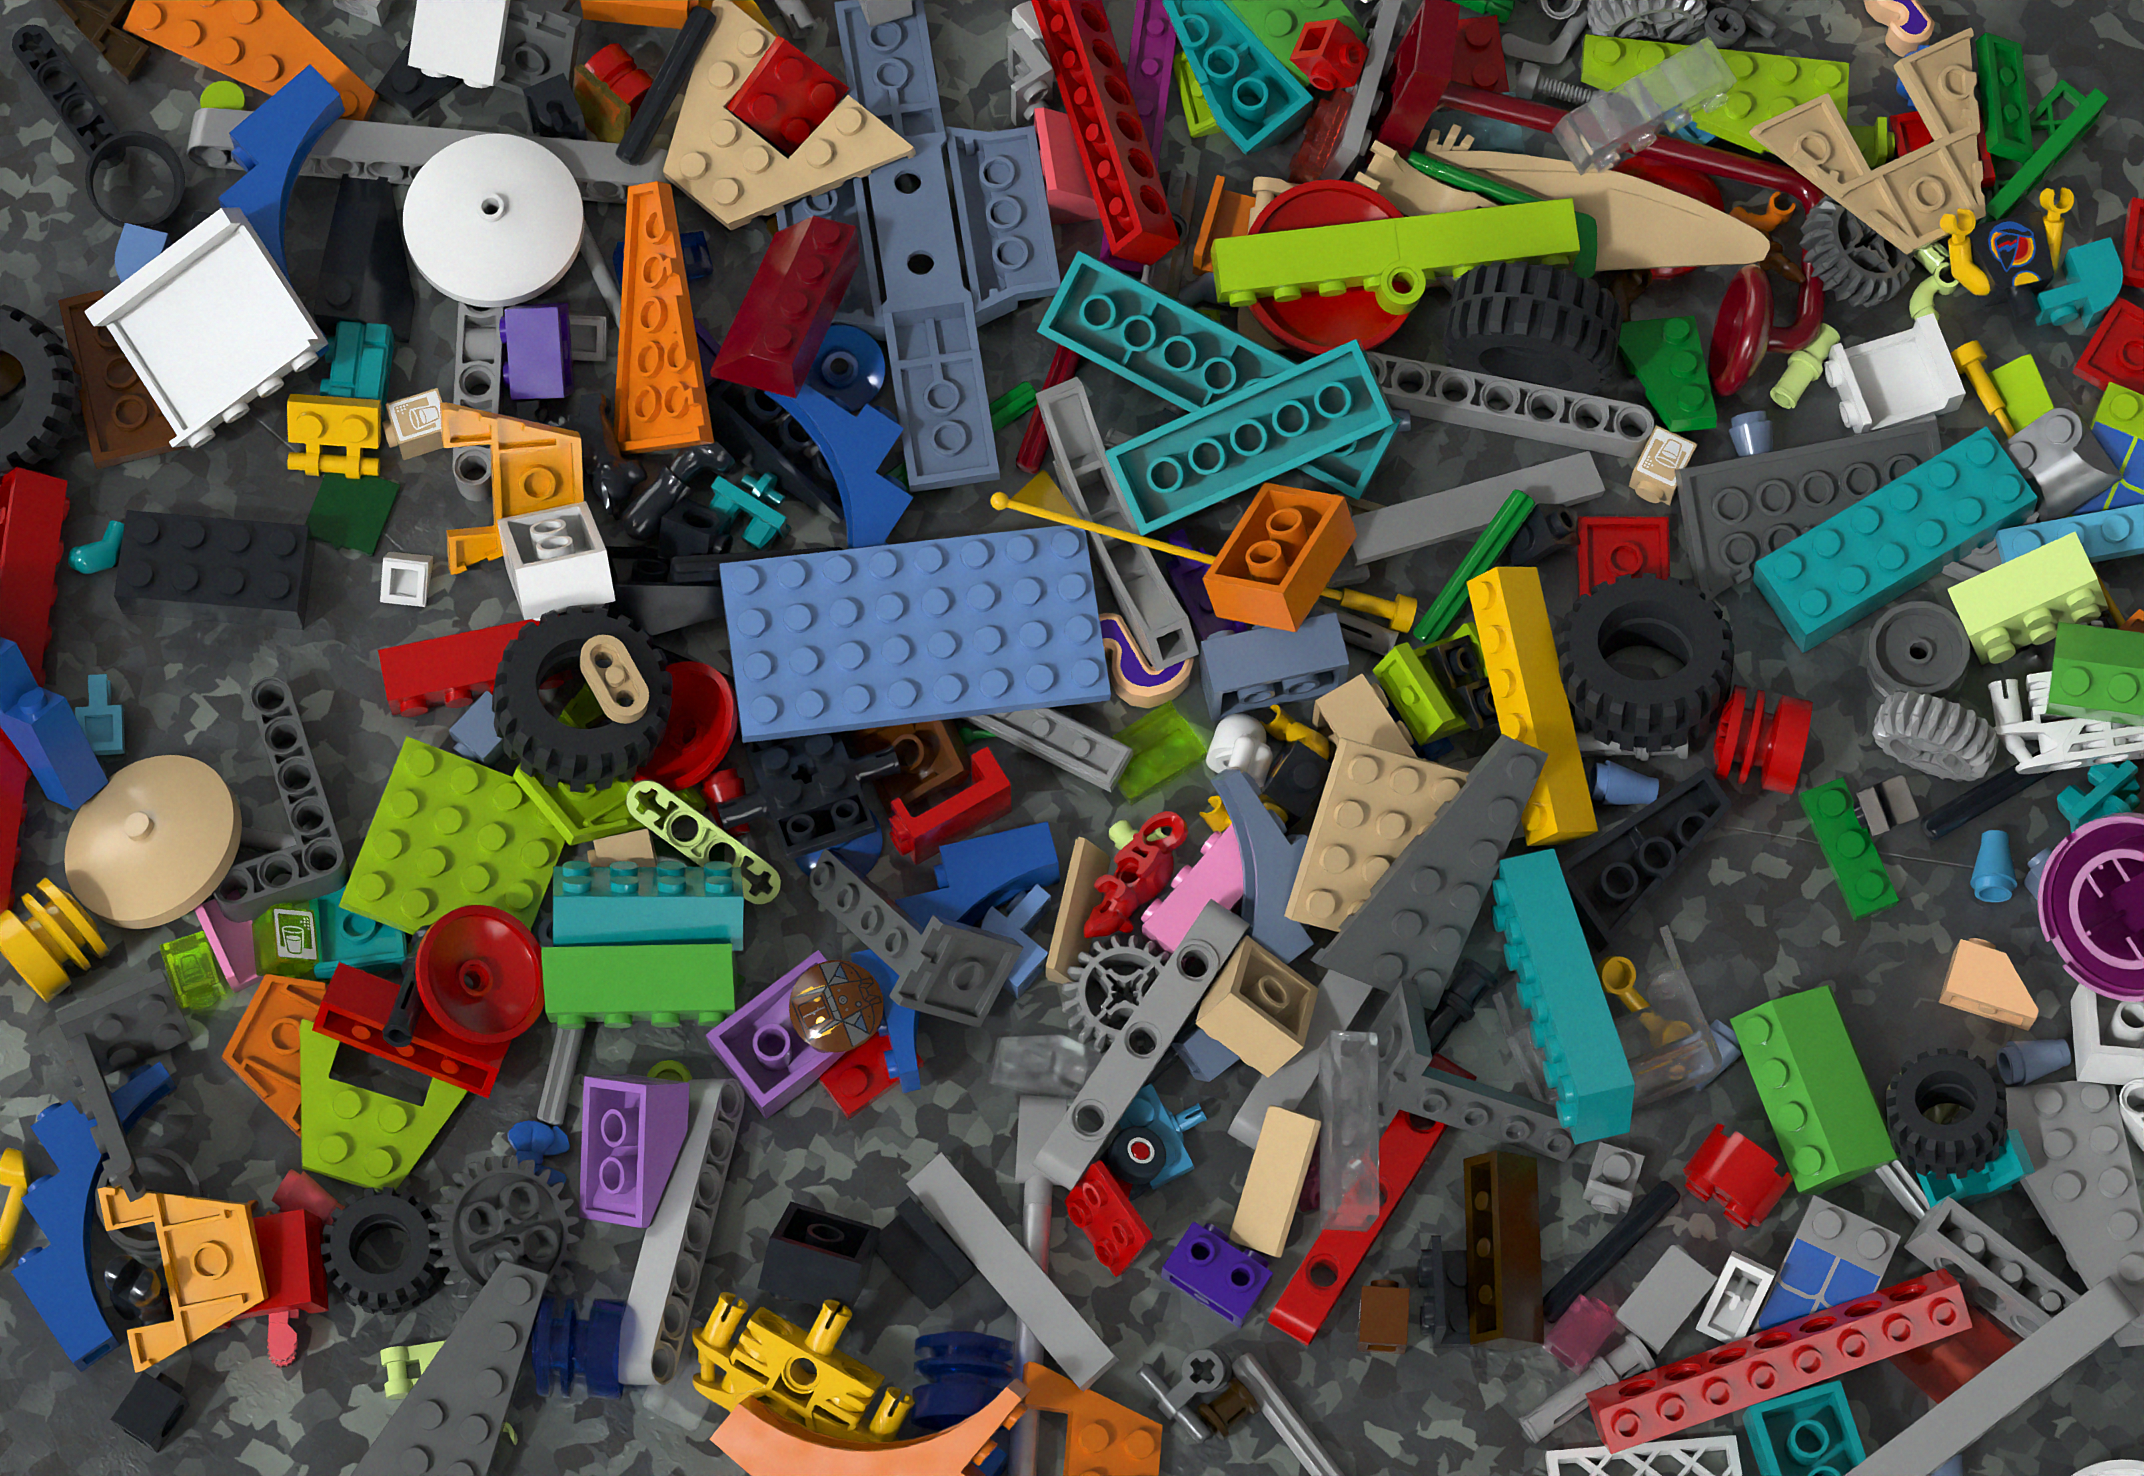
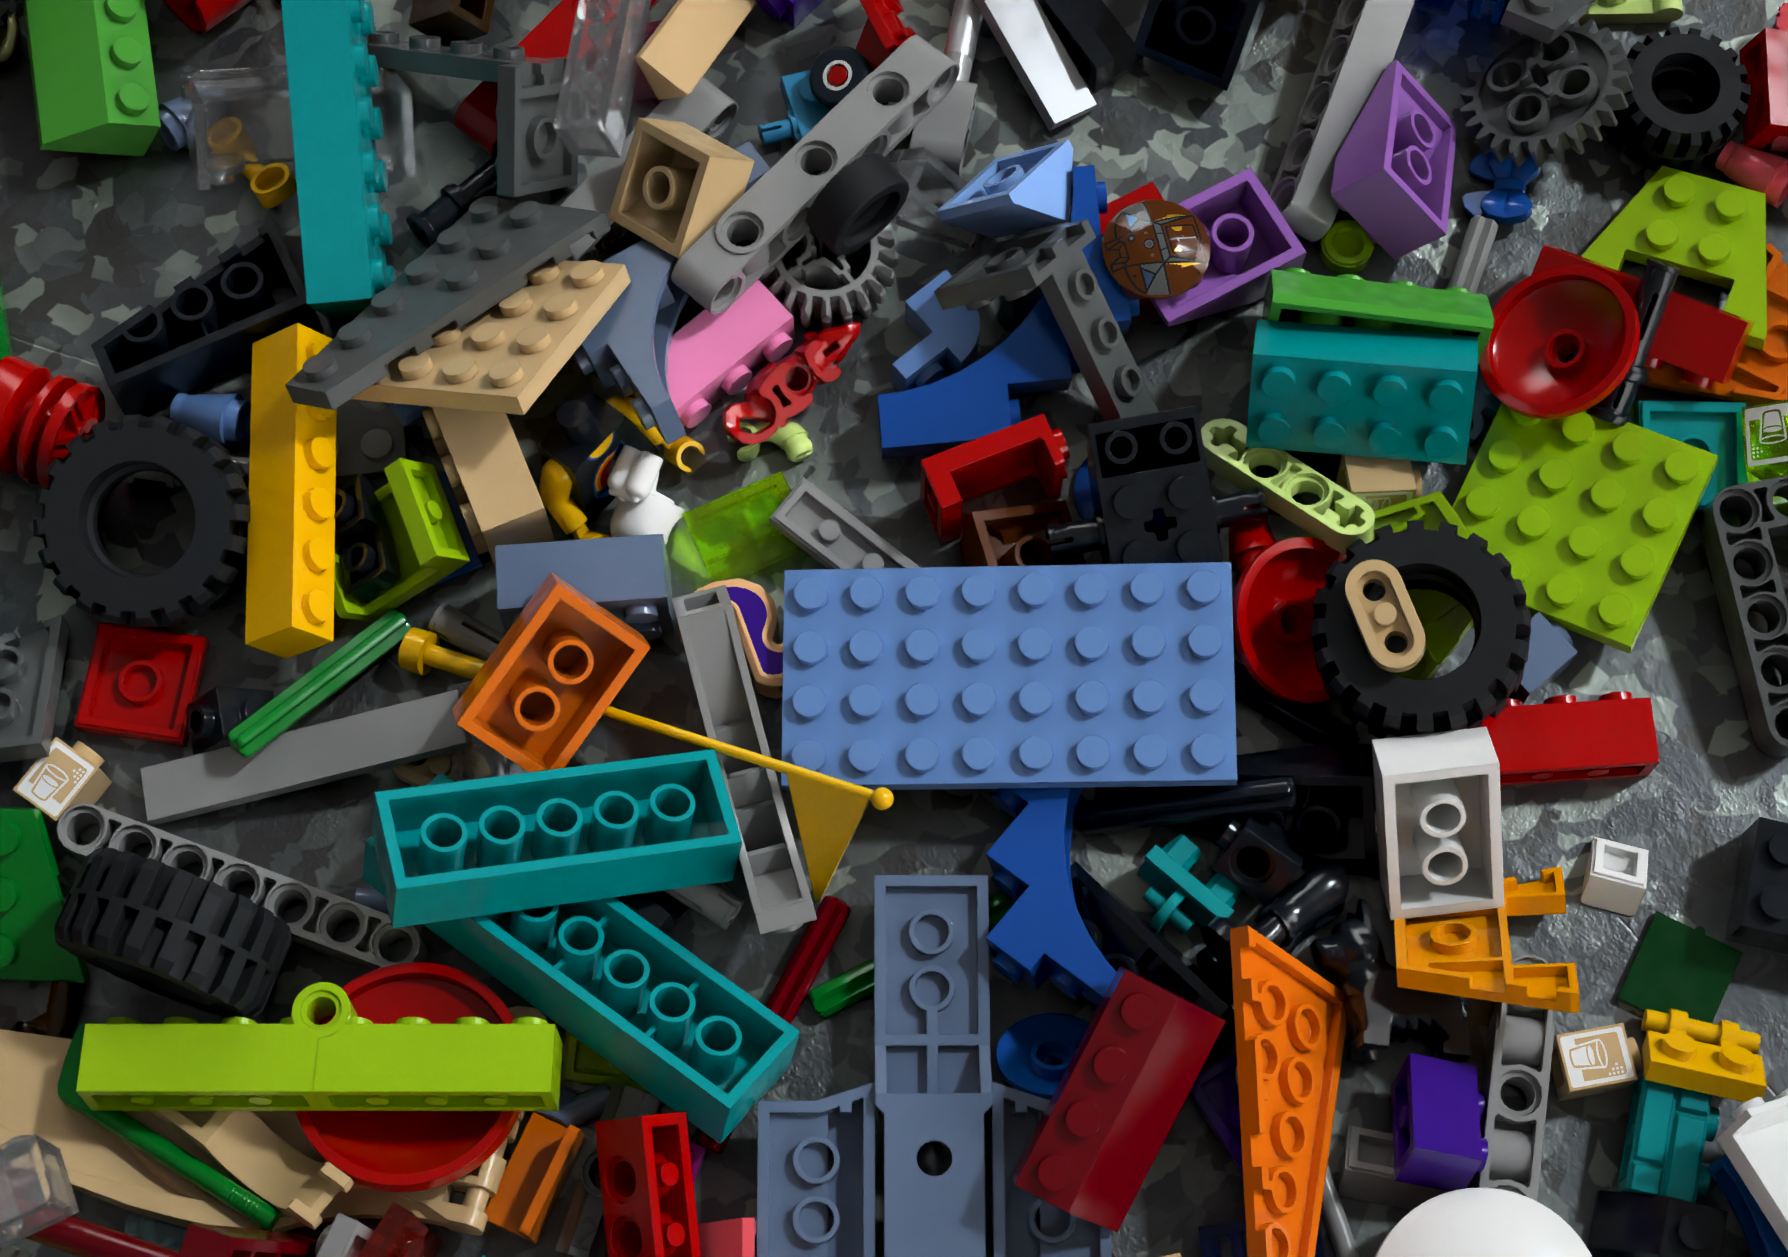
camera: 170 degrees left, 0 degrees up
(969, 1060) = (1015, 193): none -> light blue slope
(1076, 905) = (864, 366): tan slope -> none
(1099, 1006) = (857, 203): none -> black tyre
(1190, 588) = (652, 695): dark purple hinge -> none

